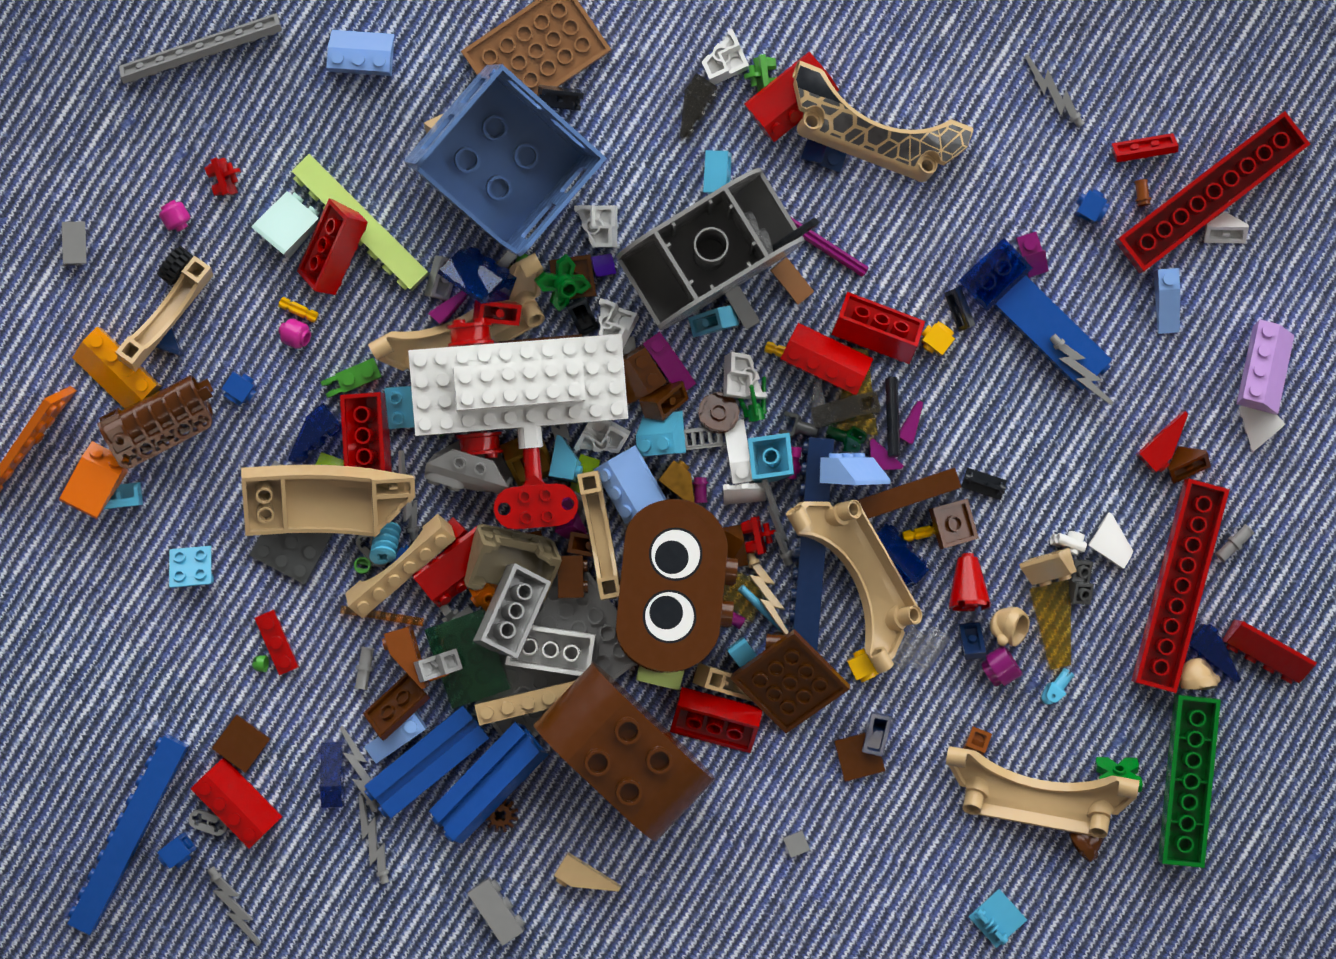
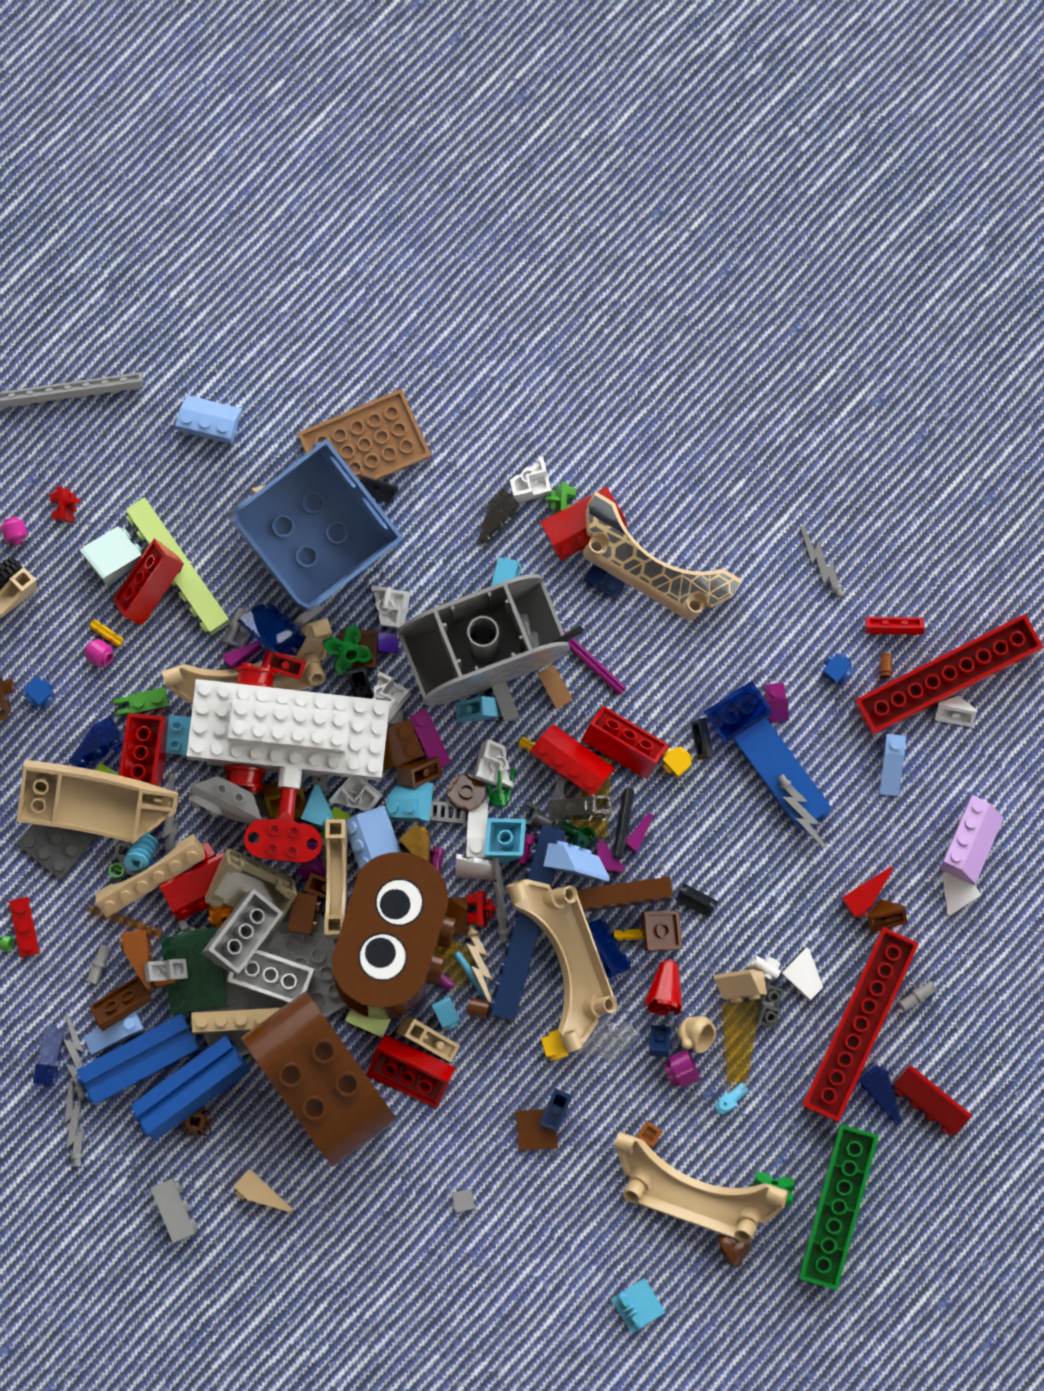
camera: 15 degrees right, 10 degrees down
(790, 681) = (484, 1045): reddish brown plate -> none
(1198, 675) = (862, 1111): tan piece -> none

